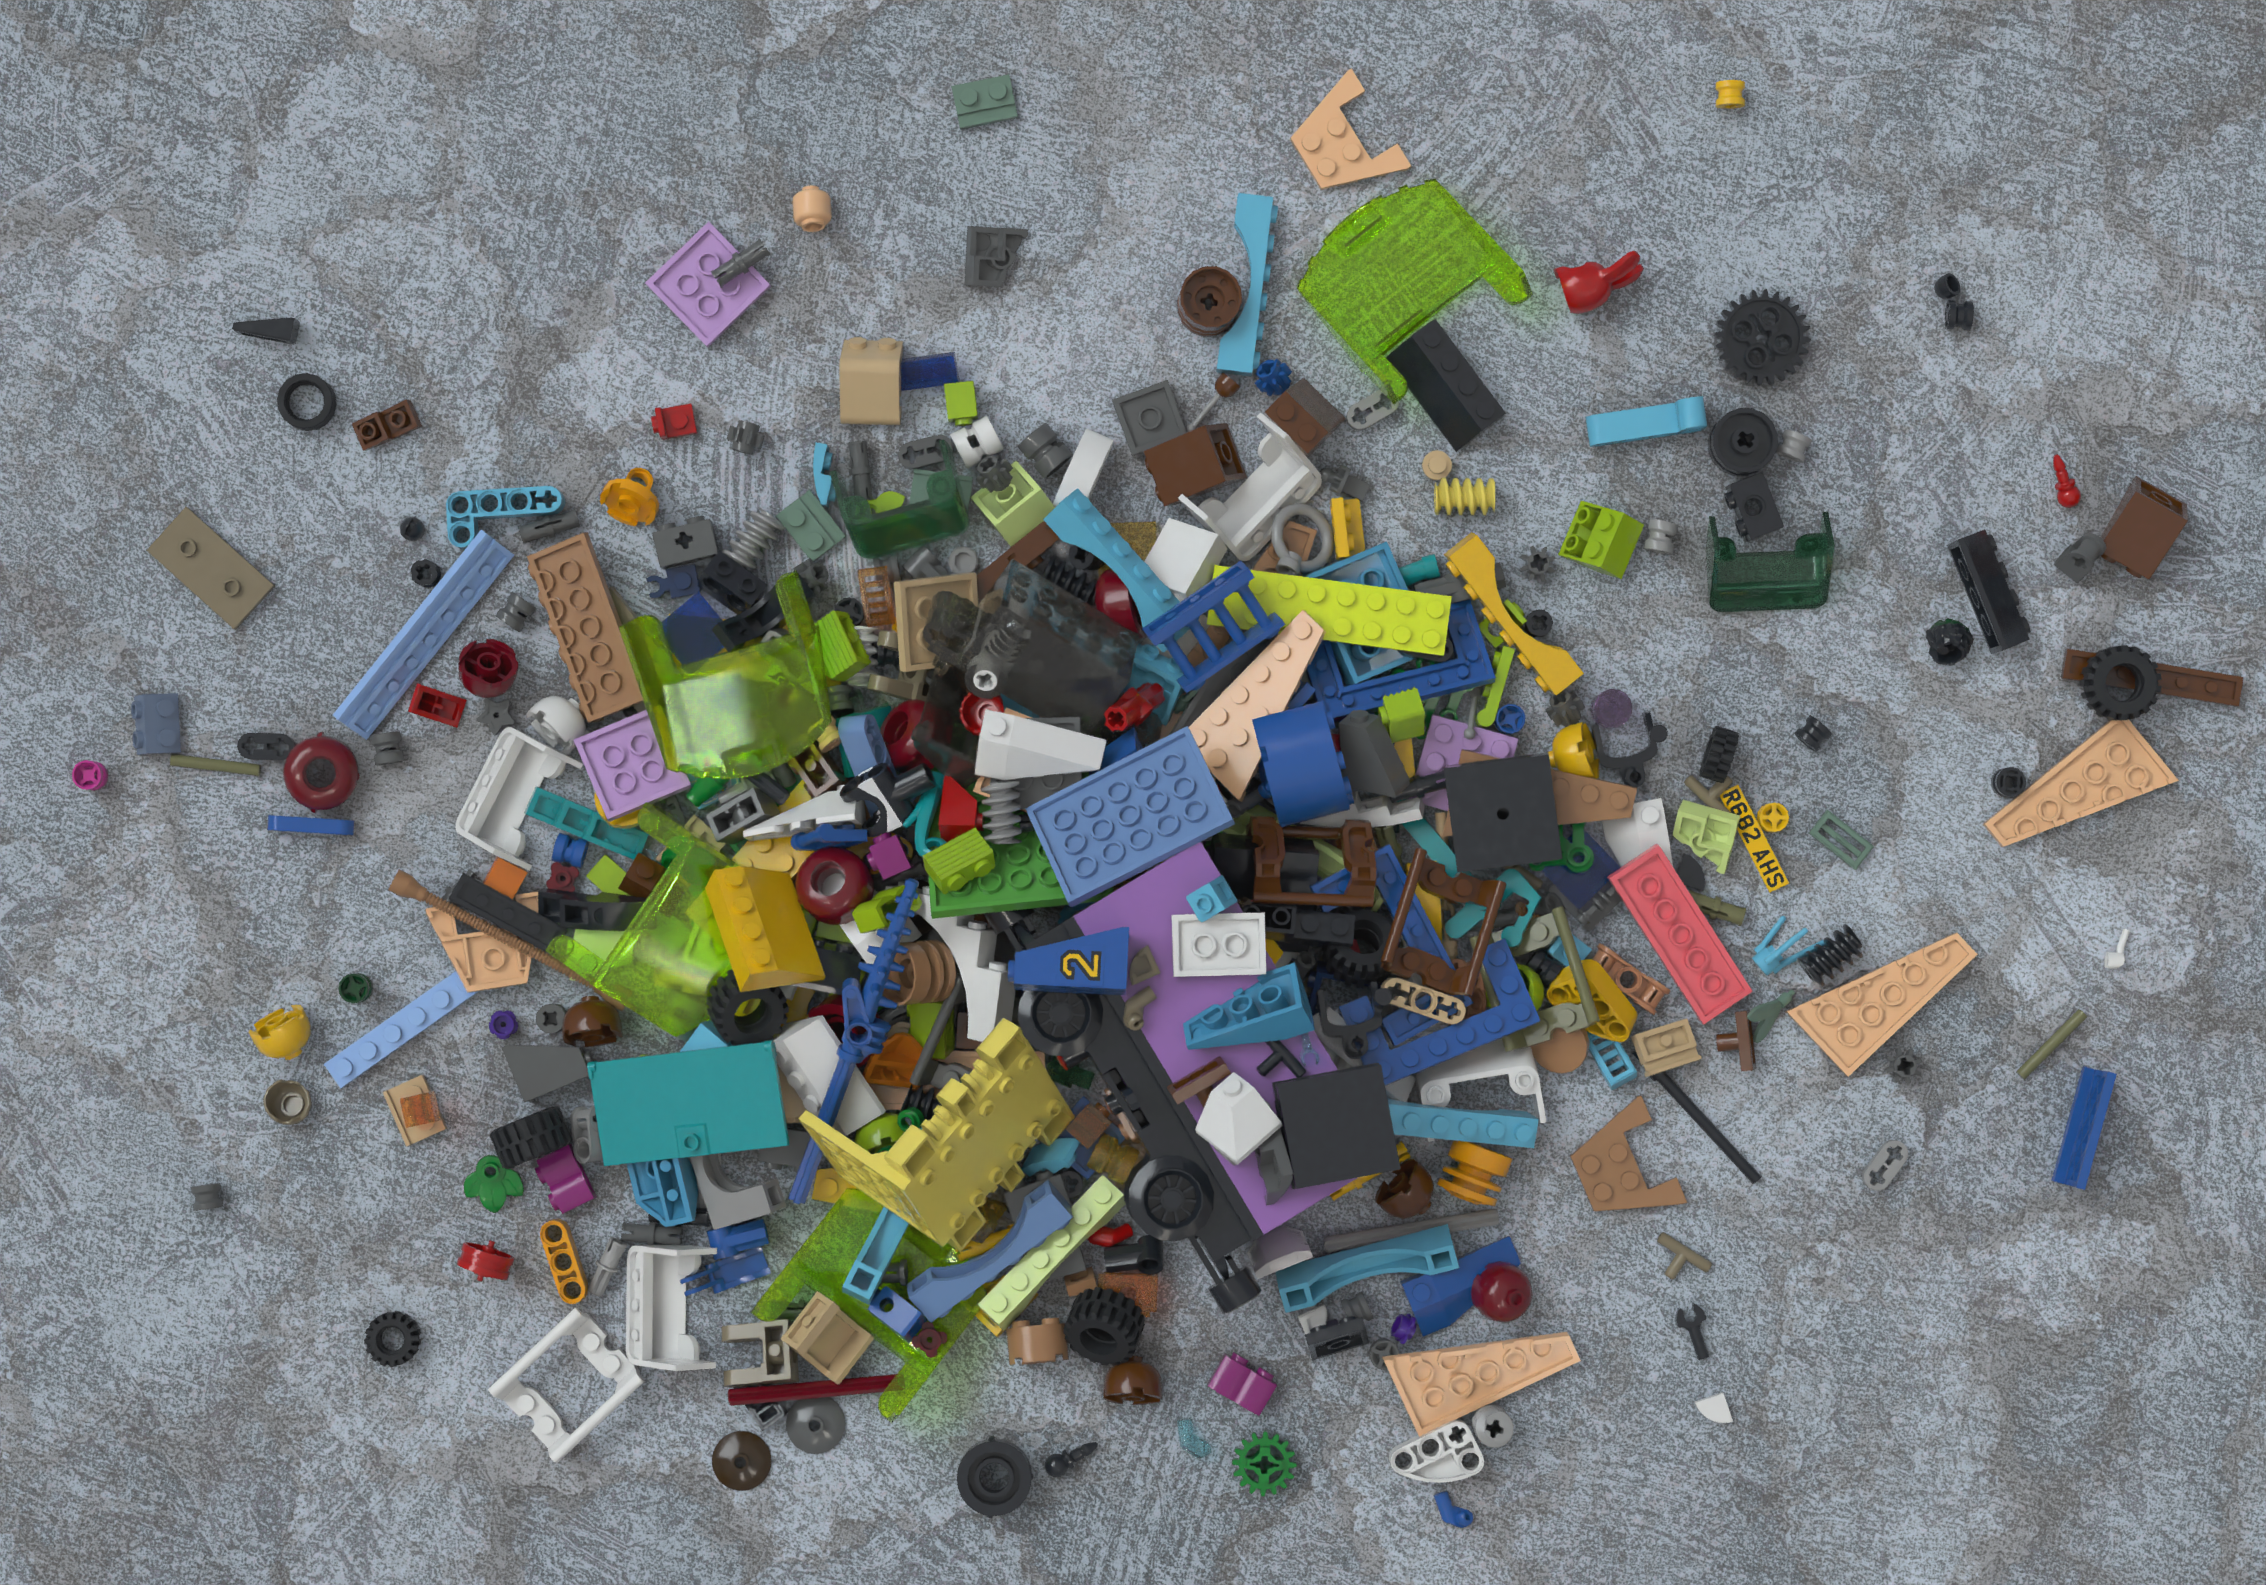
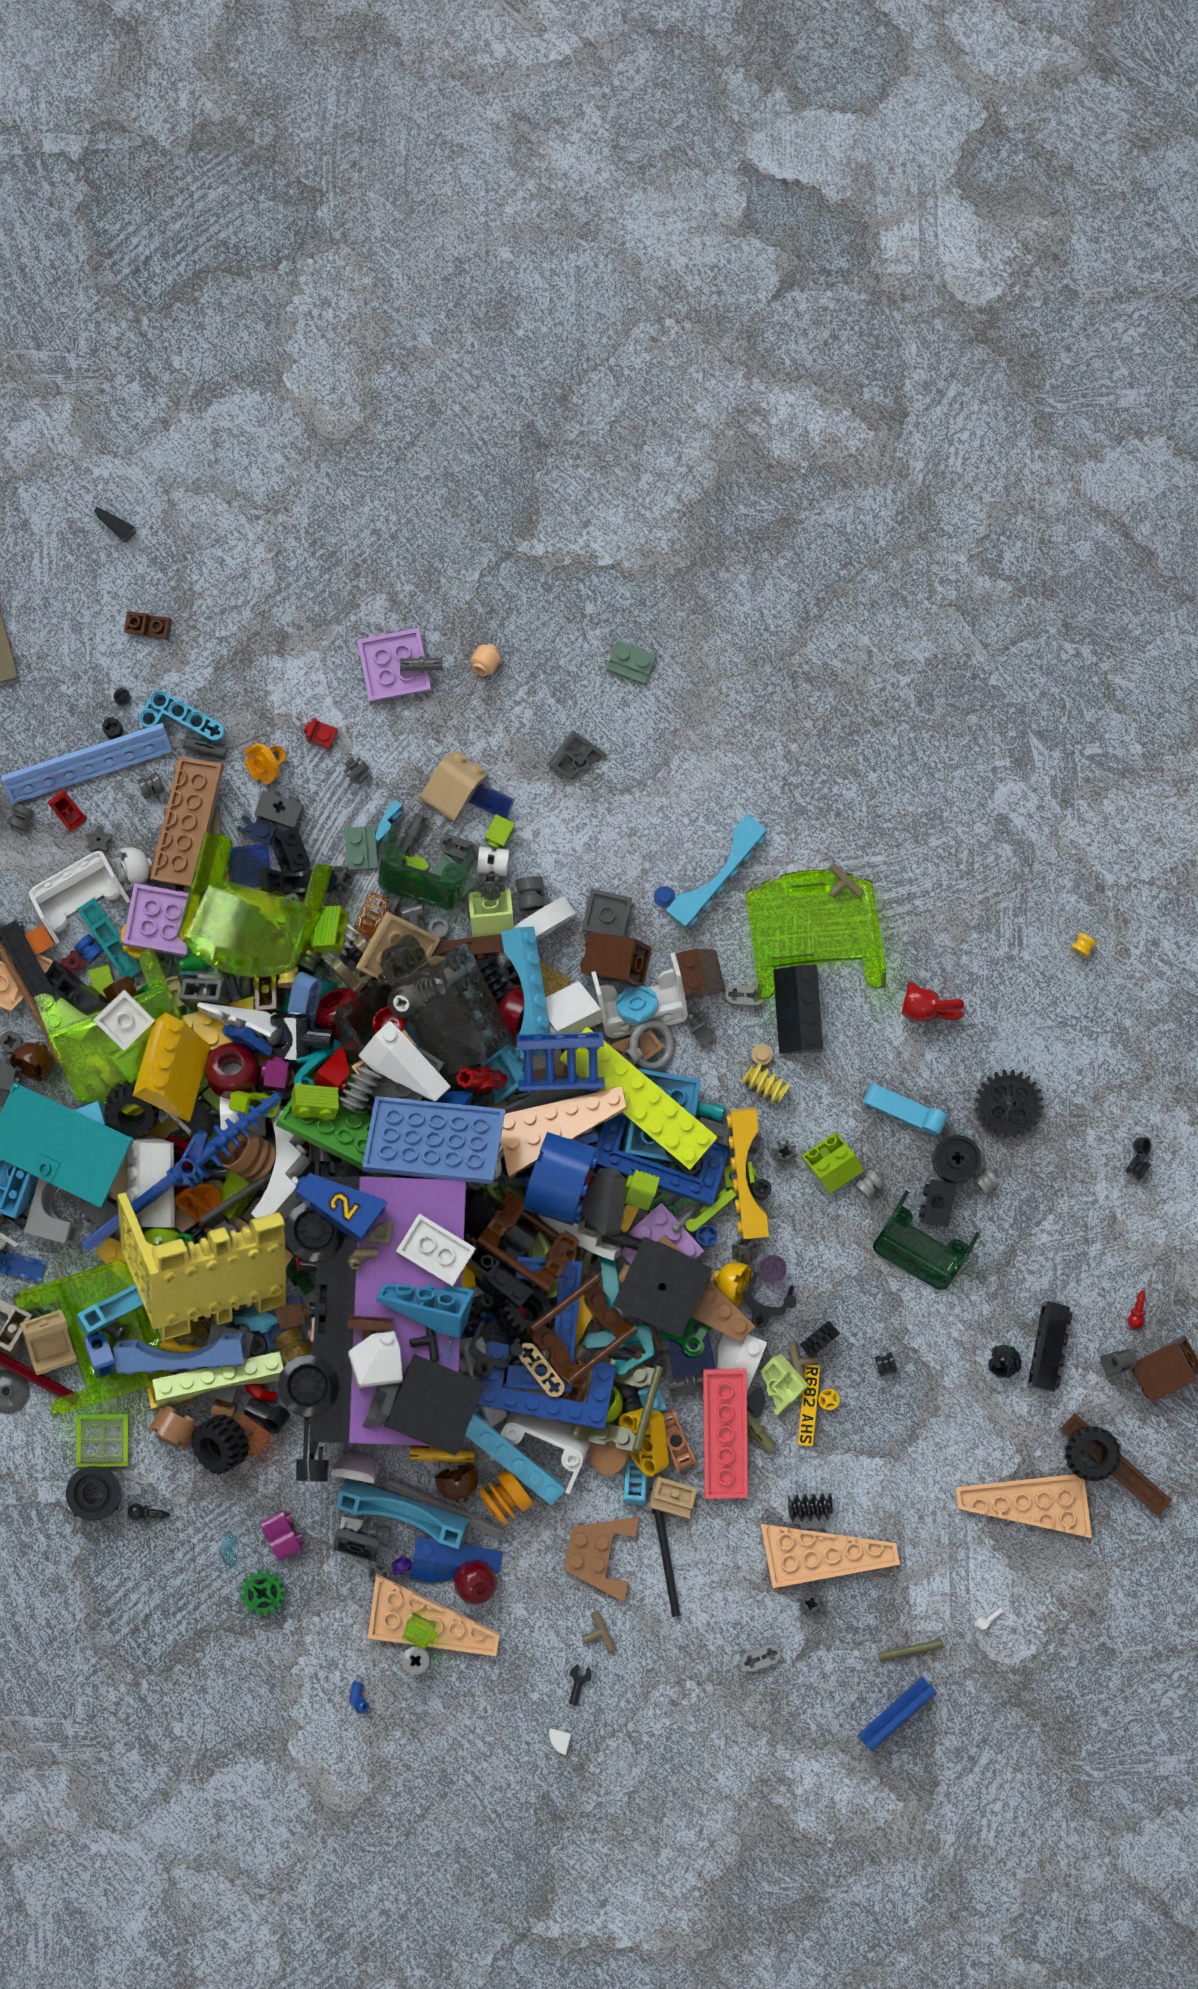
camera: 25 degrees right, 5 degrees down
(306, 379) = (112, 565): black tyre -> none
(487, 668) = (111, 808): dark red cylinder -> none
(670, 909) = (124, 1020): none -> white plate
(732, 1239) = (31, 1246): blue piece -> none
(754, 538) = (321, 834): light grey piece -> none
(847, 605) = (351, 909): black wheel -> none
(929, 1348) = (103, 1381): dark red plate -> none
(963, 1409) = (102, 1440): none -> clear piece
(1133, 1382) = (215, 1490): reddish brown cylinder -> none
(1203, 353) = (664, 896): none -> blue plate
(1211, 899) = (449, 1219): medium azure bracket -> none
(1225, 296) = (693, 856): reddish brown wheel -> none
(1225, 388) = (664, 925): hinge -> none
(1255, 501) = (637, 1004): none -> medium azure tile
(1273, 377) = (696, 937): blue gear -> none
(1333, 148) = (823, 823): light nougat wing -> none
(1347, 527) = (683, 1056): yellow bracket -> none
(1403, 200) = (844, 882): none -> dark tan piece
(1445, 1462) = (372, 1665): white beam -> none
(1475, 1390) = (420, 1631): none -> clear neon green brick
(1740, 1040) = (721, 1523): reddish brown tile -> none
(1767, 1014) = (747, 1518): sand green piece -> none
(1769, 958) = (771, 1484): medium azure plant -> none
(1820, 824) = (856, 1423): sand green tile -> none
(2003, 785) = (982, 1471): black wheel -> none

